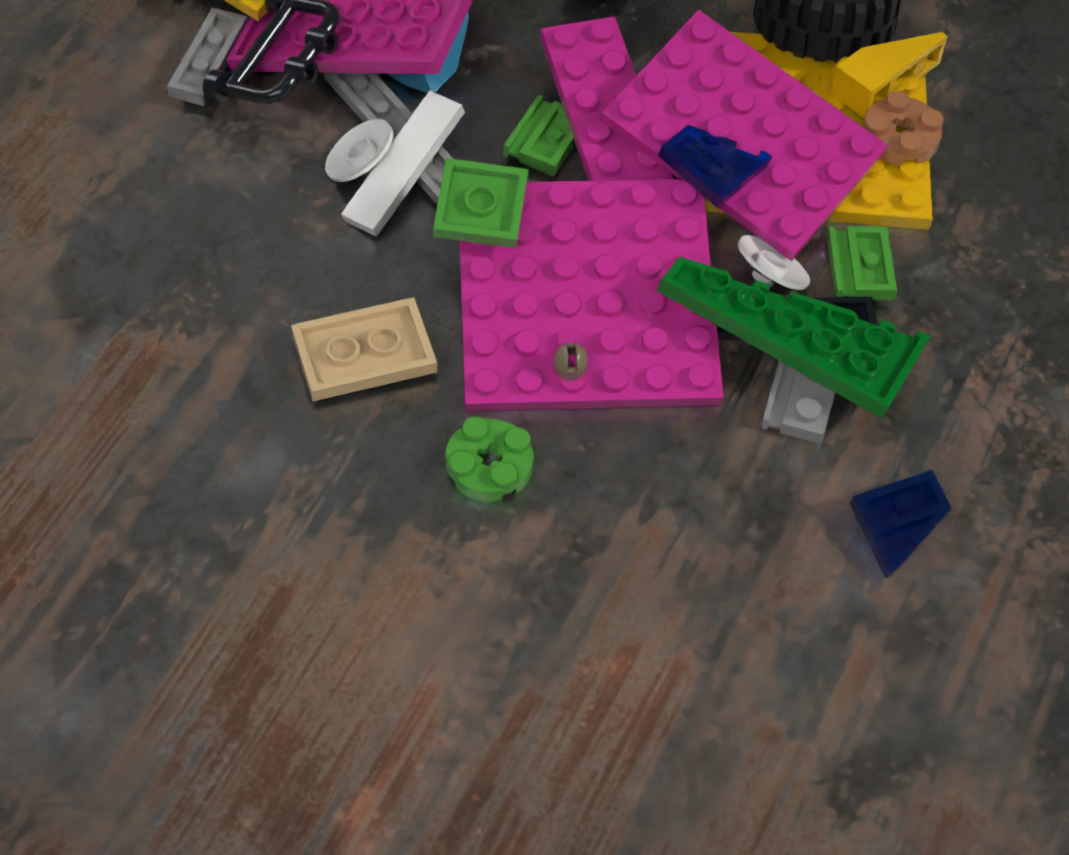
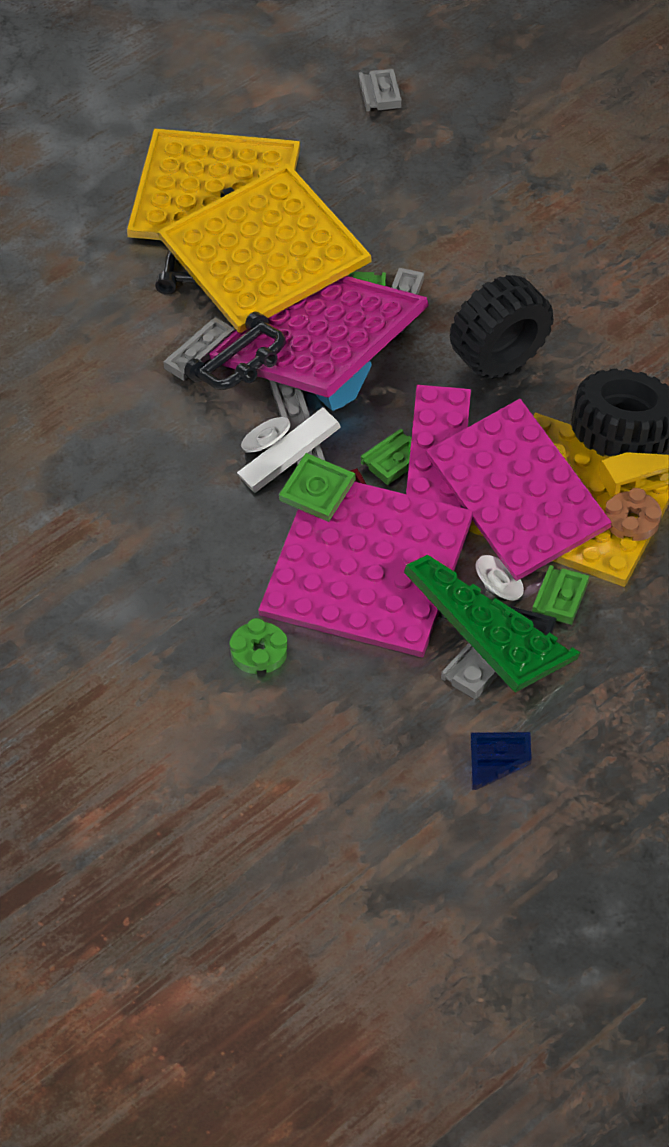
camera: 25 degrees right, 5 degrees down
(363, 349) = (211, 559): tan plate -> none
(560, 361) = (337, 603): dark tan hinge -> none
(712, 163) = (480, 502): clear blue wing -> none

